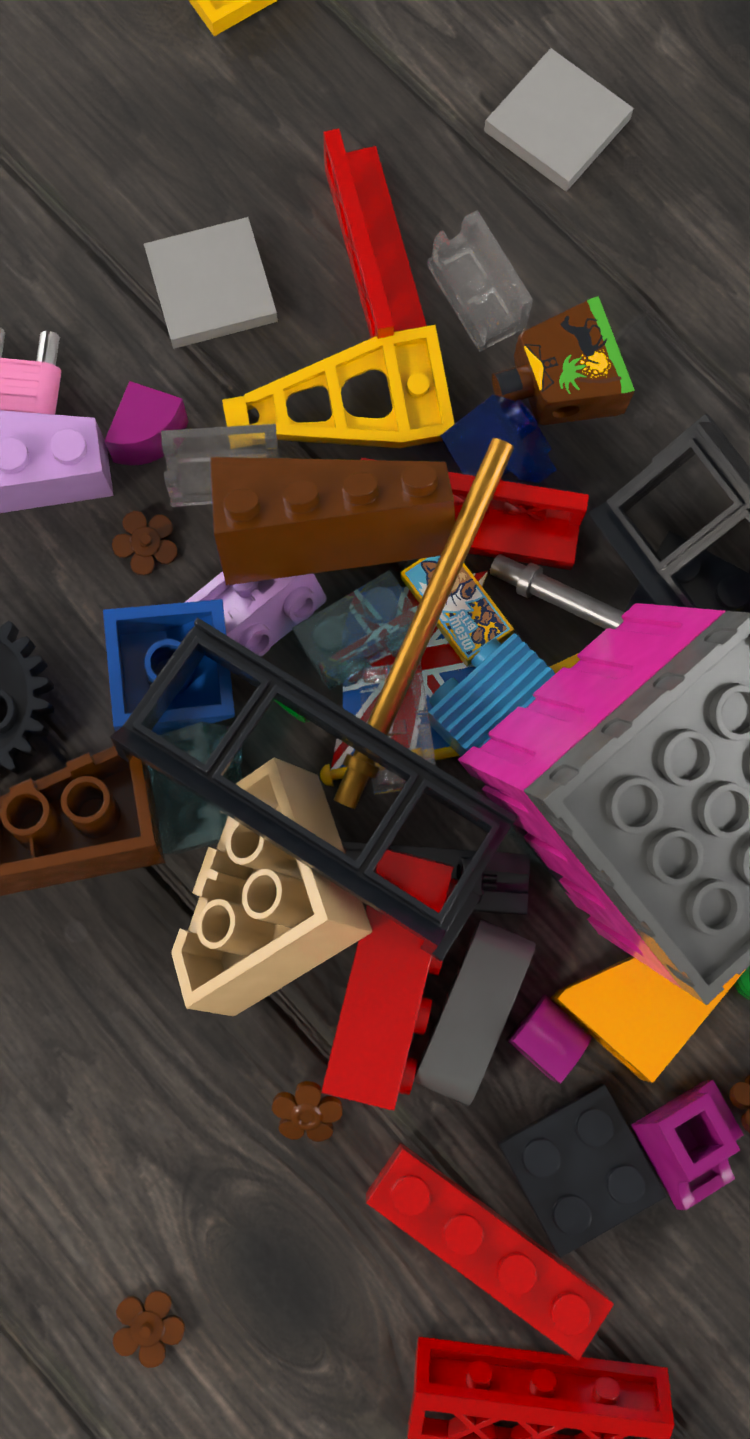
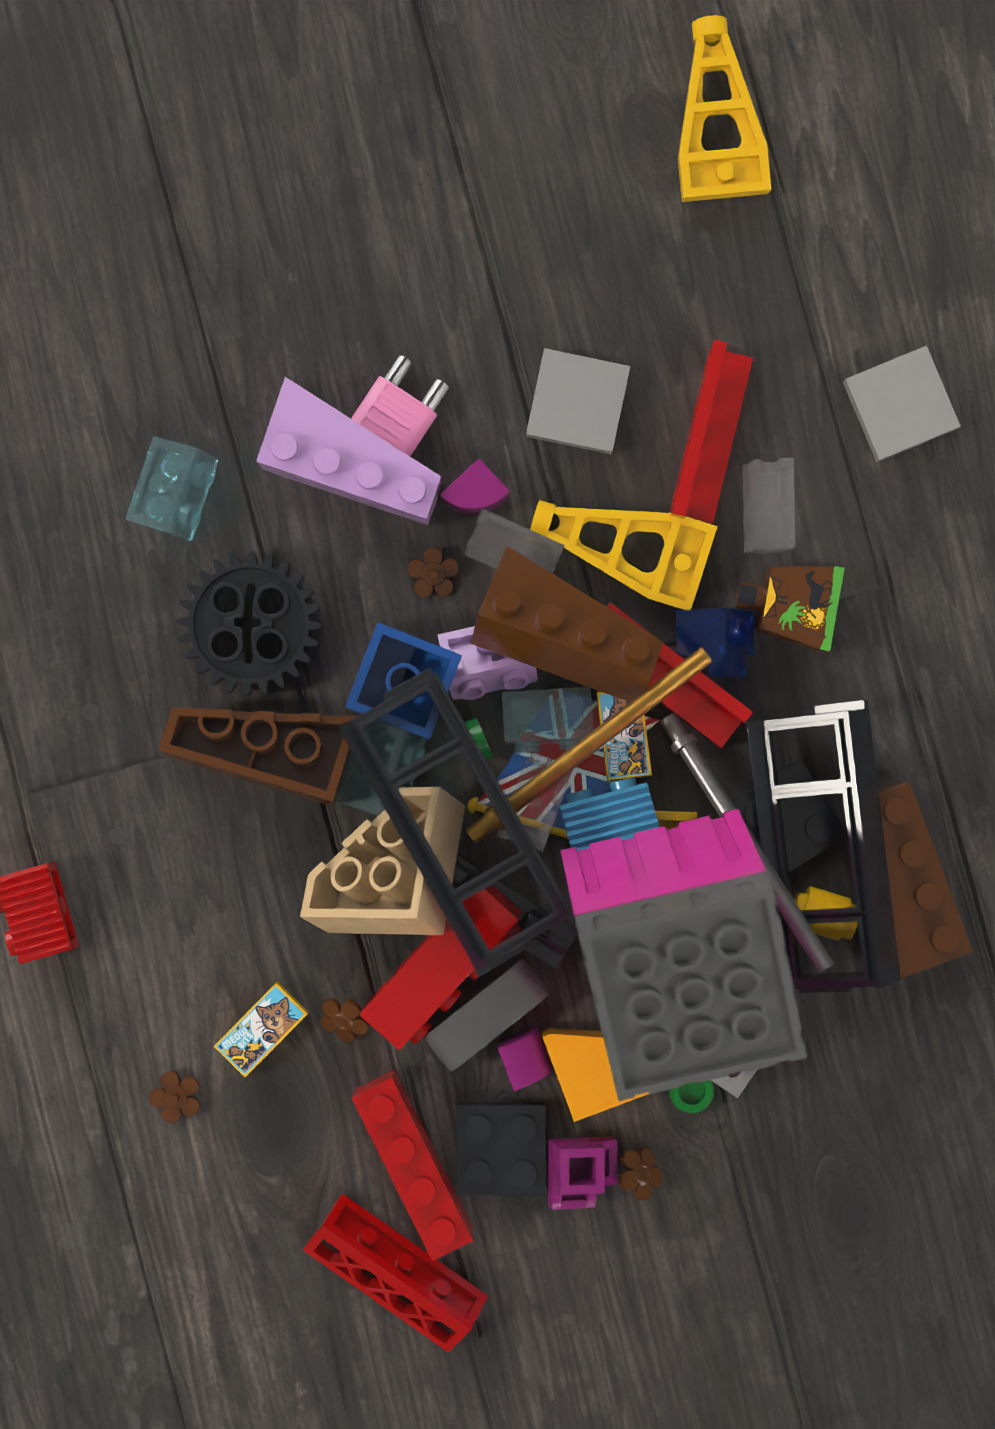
camera: 30 degrees right, 10 degrees up
(211, 1182) = (261, 1029): none -> tile

